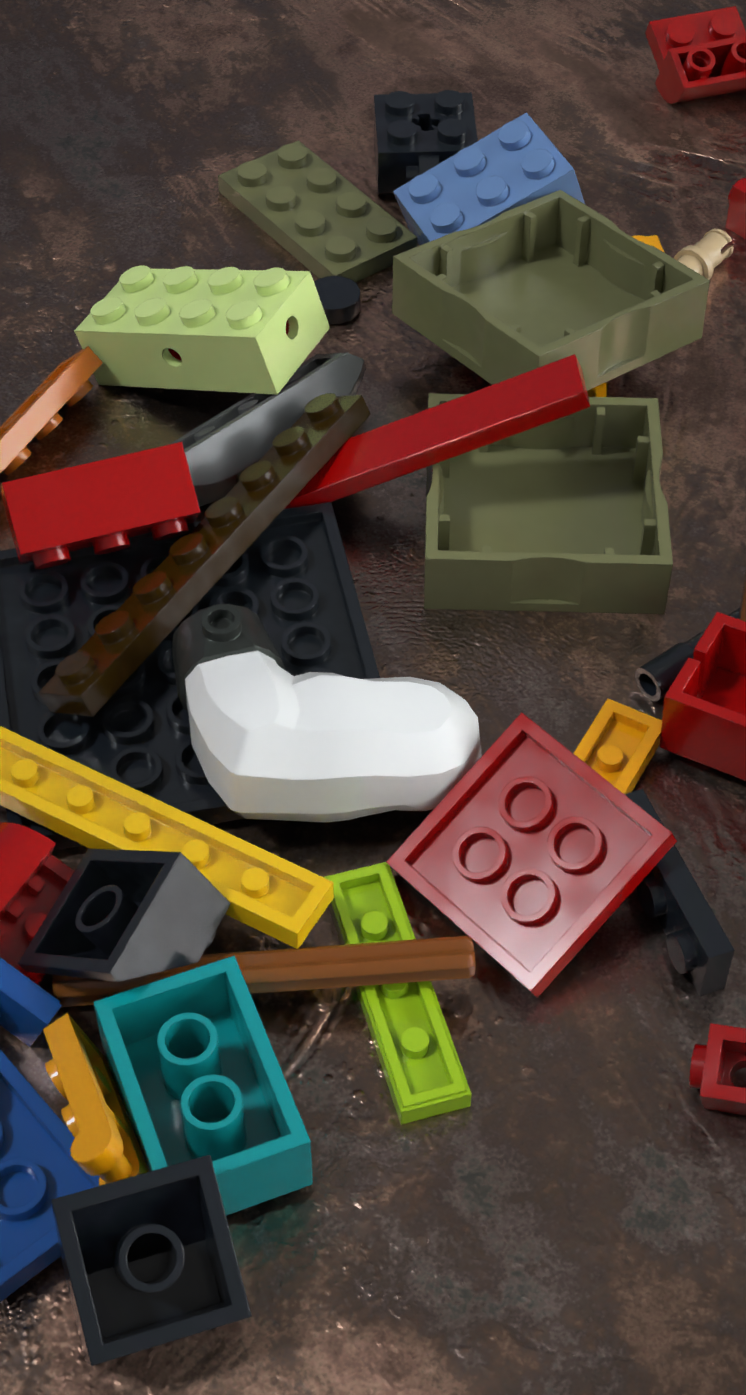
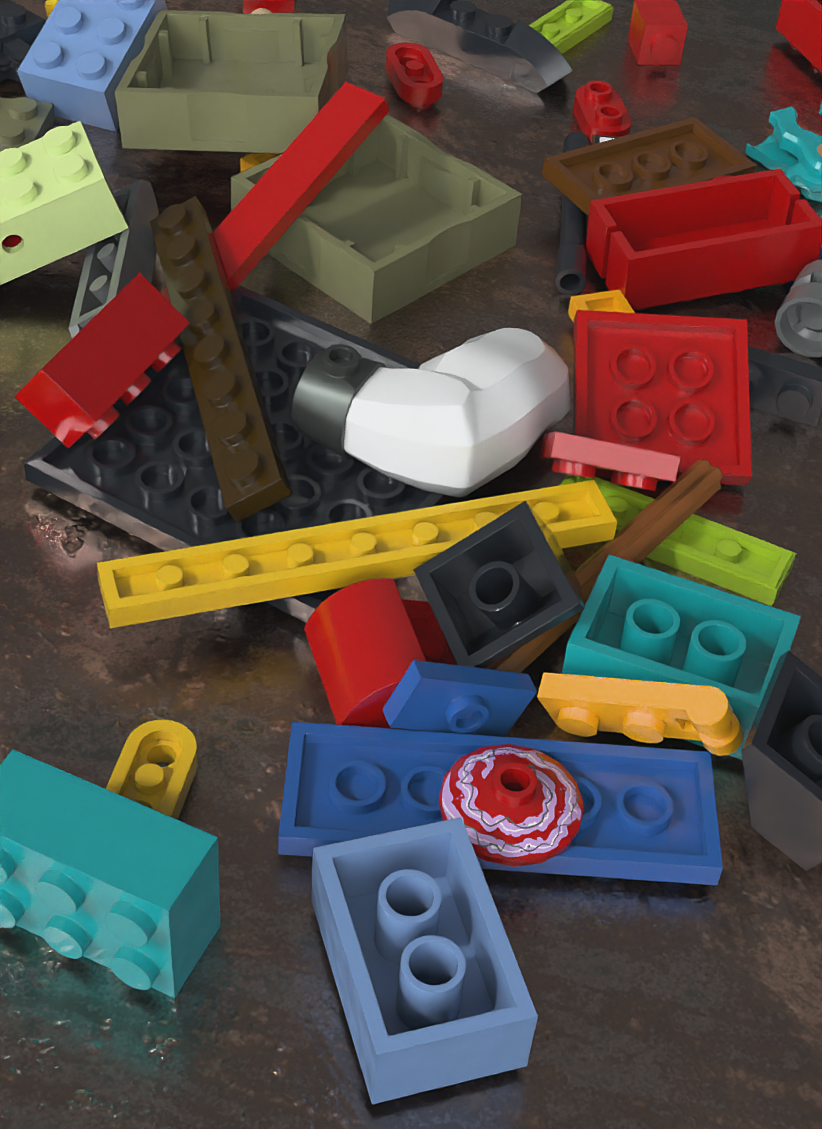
camera: 50 degrees left, 5 degrees down
(369, 871) = (628, 464): none -> plate

